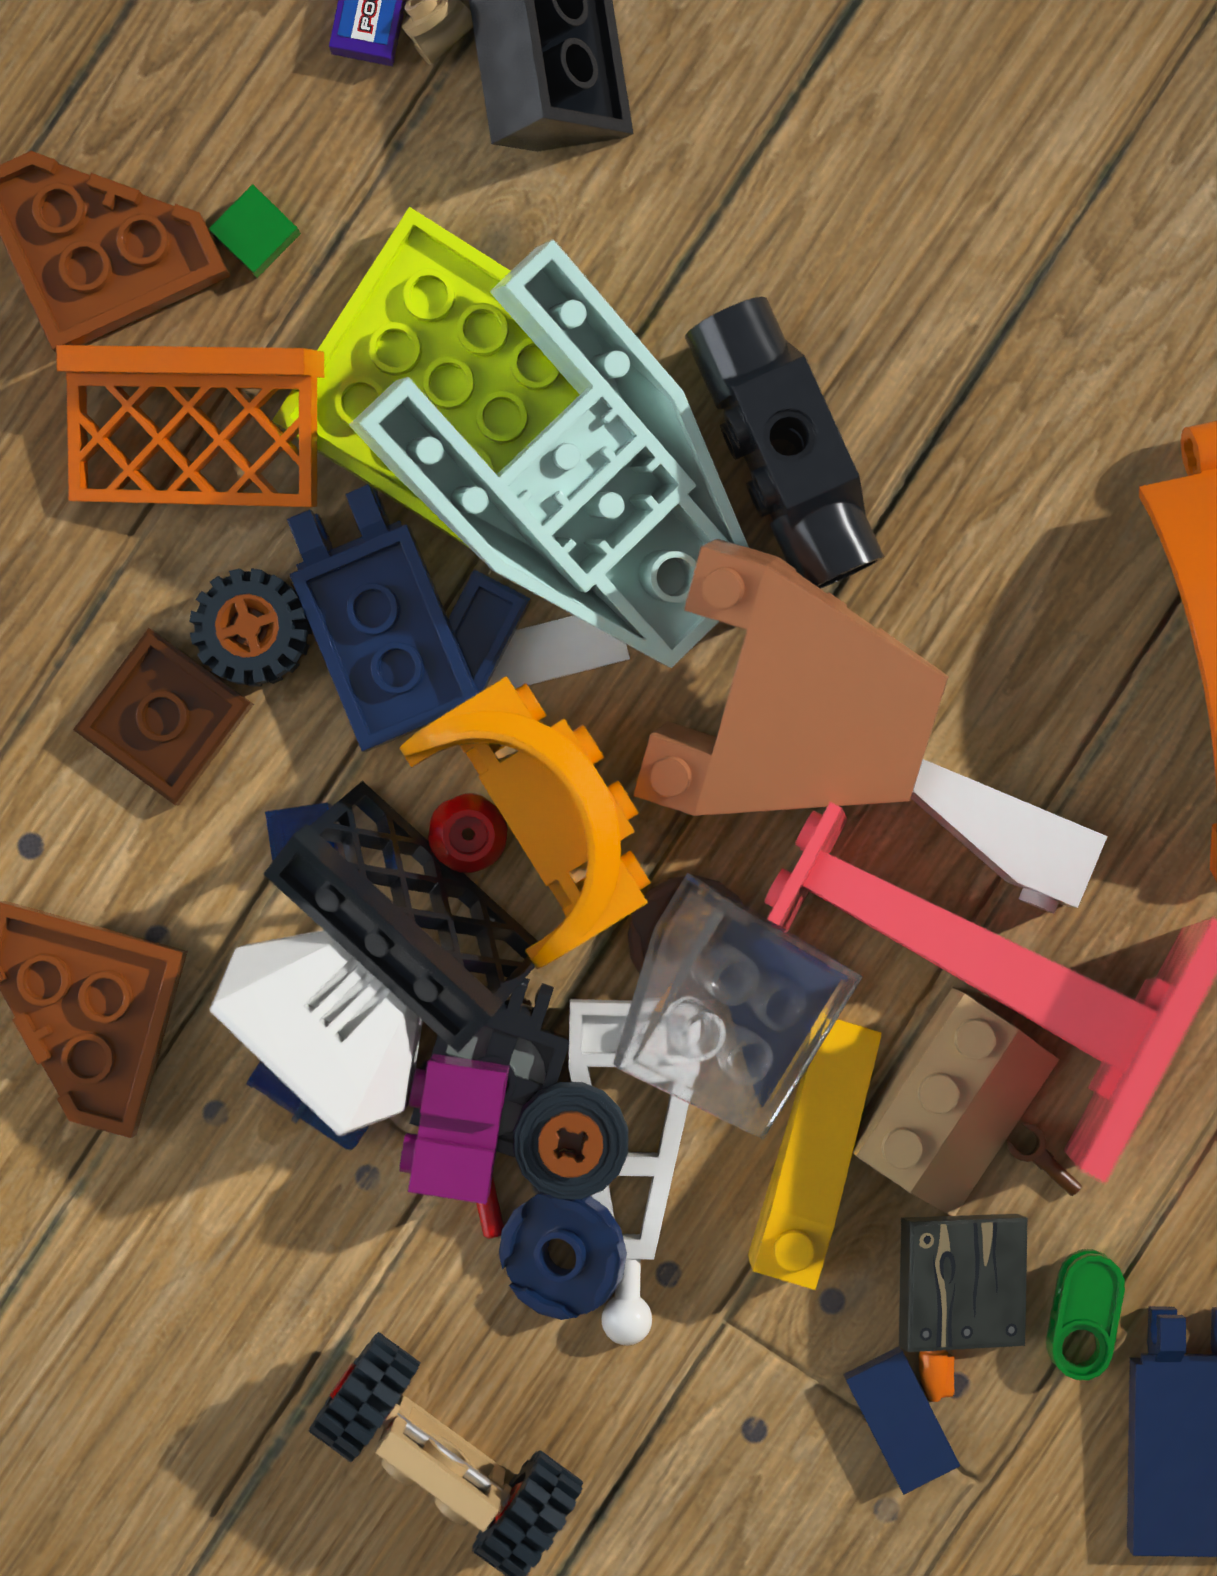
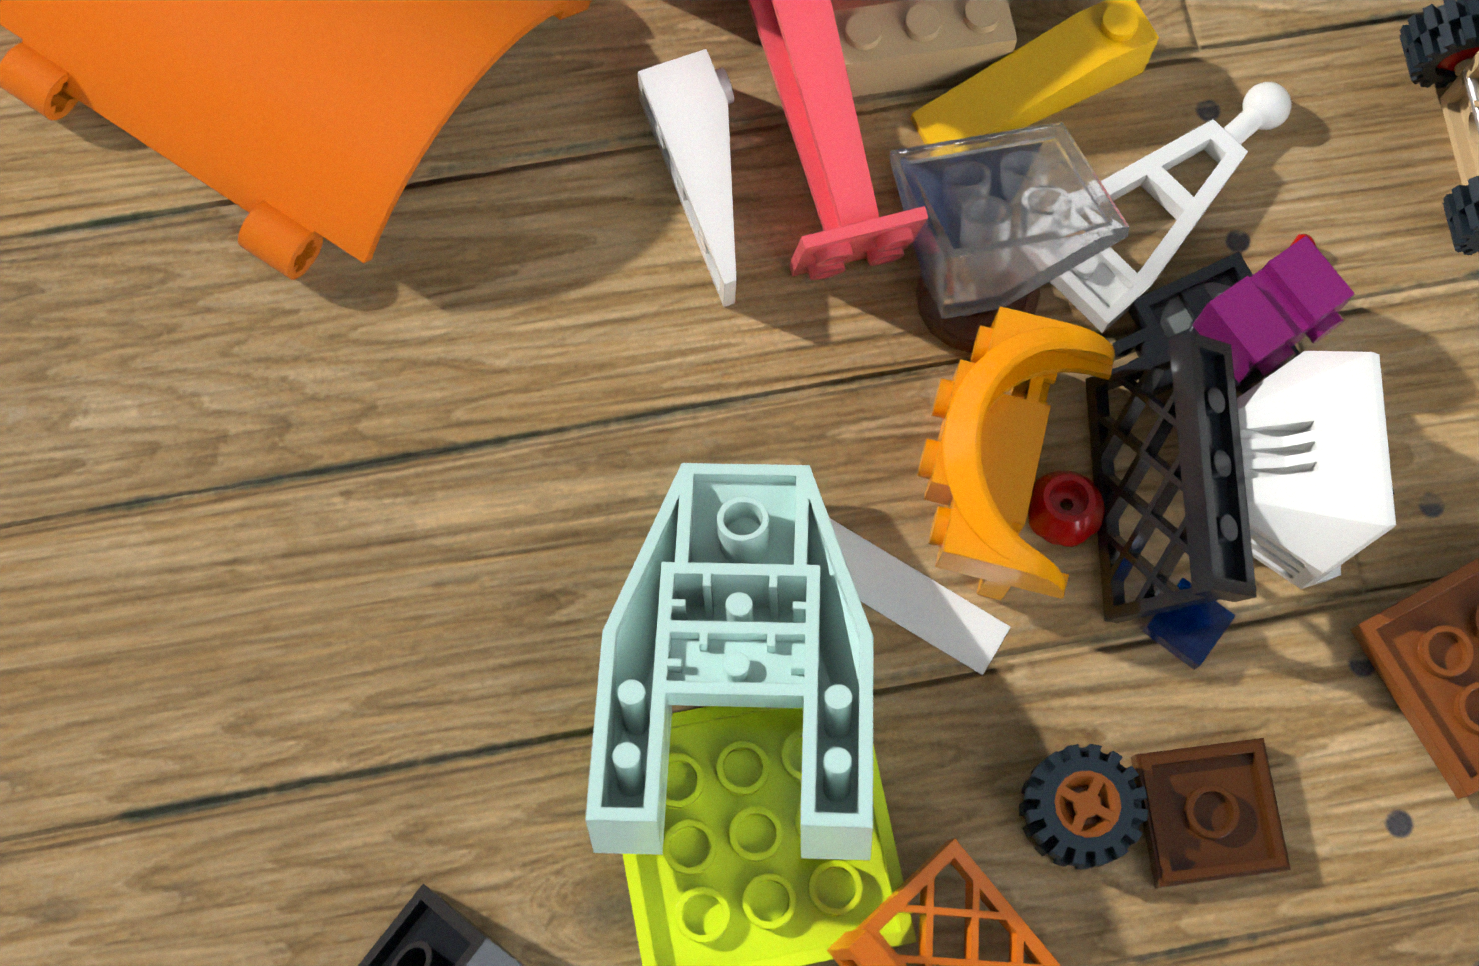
camera: 140 degrees left, 15 degrees down
(379, 623) = (984, 710): dark blue tile -> none
(486, 623) = (930, 635): dark blue tile -> none
(542, 1283) = (1246, 193): dark blue tile -> none
(576, 1111) = (1180, 245): black wheel -> none
(774, 396) = (578, 481): black brick -> none
(814, 706) = (743, 327): nougat wedge -> none

